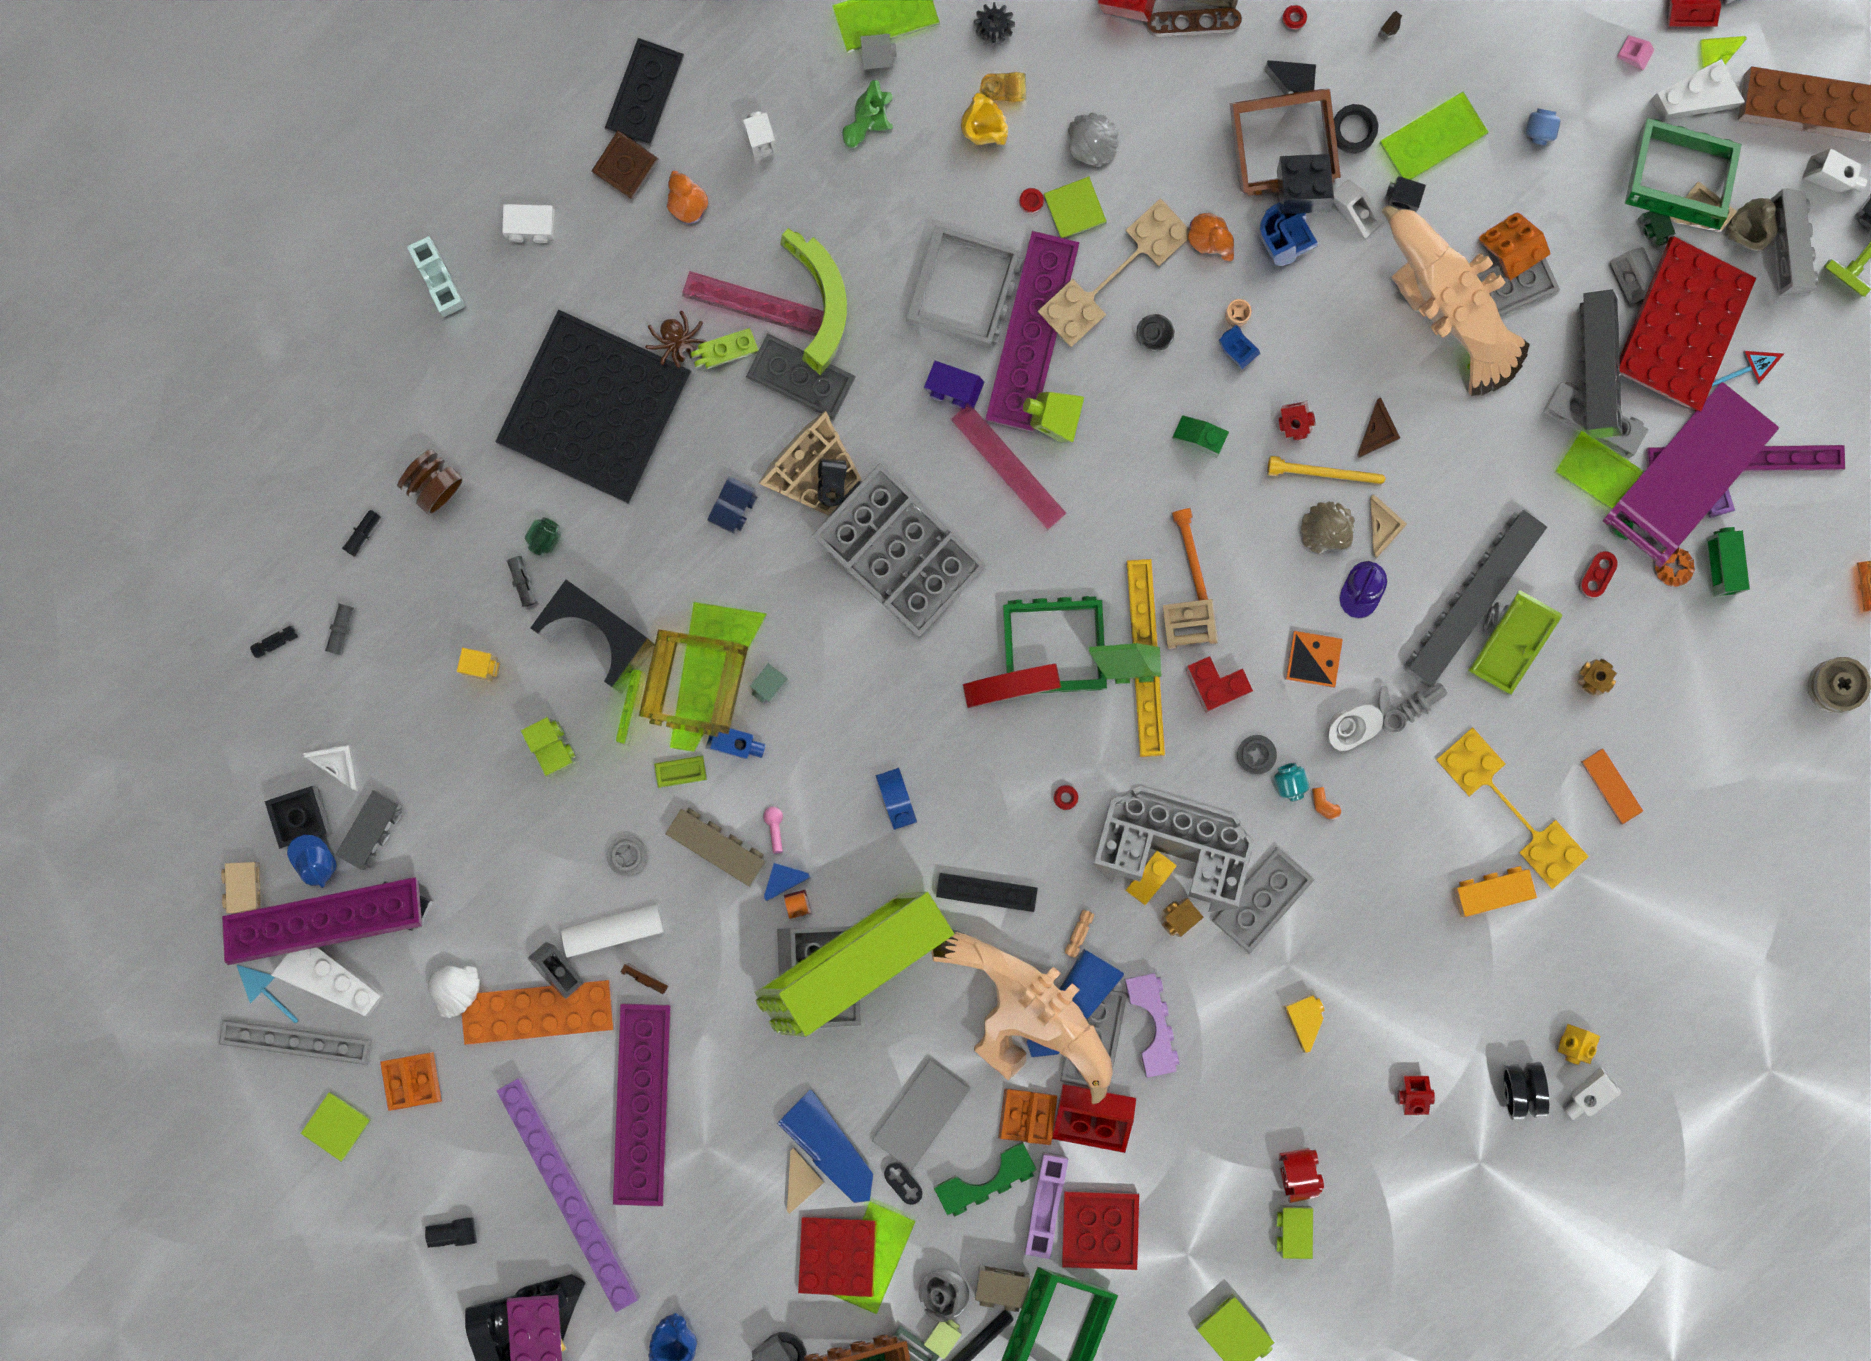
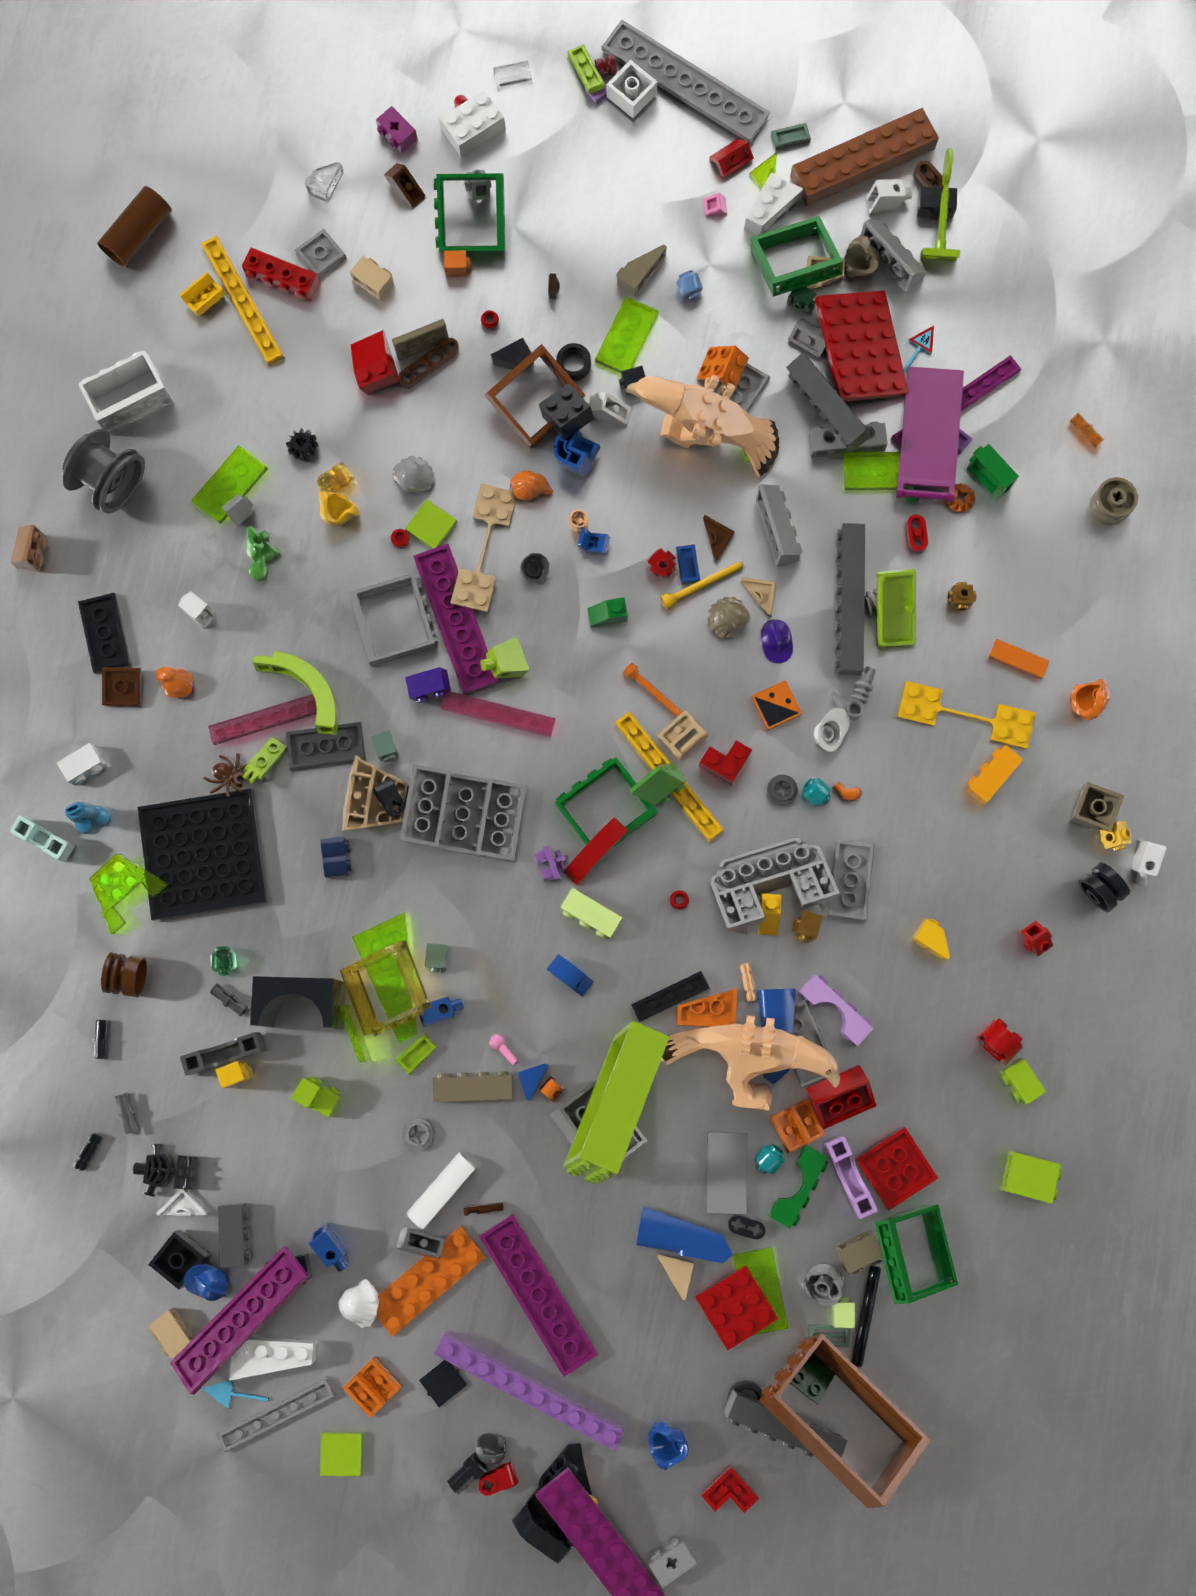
camera: 30 degrees left, 5 degrees down
(327, 705) = (156, 1169): none -> black piece
(460, 900) = (324, 1241): none -> blue torso
(479, 634) = (222, 1054): none -> dark grey arch
(483, 1261) = (501, 1477): none -> red piece
(484, 375) = (116, 881): none -> clear neon green wing
(485, 1126) = (443, 1382): none -> black piece
(491, 1225) = (490, 1448): none -> dark grey hair
(496, 279) = (81, 815): none -> dark azure piece
(863, 420) = (385, 746): none -> sand green brick
(956, 654) = (552, 872): none -> medium lavender hips
(961, 749) = (590, 914): none -> yellowish green brick
(975, 1130) = (769, 1159): none -> teal head
(1018, 936) = (709, 1011): none -> orange wing
(1325, 440) = (688, 564): none -> blue tile
(1452, 463) = (777, 524): none -> light grey slope
(1496, 72) = (638, 271): none -> dark tan slope
(1579, 1002) = (1097, 807): none -> dark tan slope
(1656, 882) = (1090, 699): none -> orange hair
(1777, 28) = (790, 136): none -> sand green tile

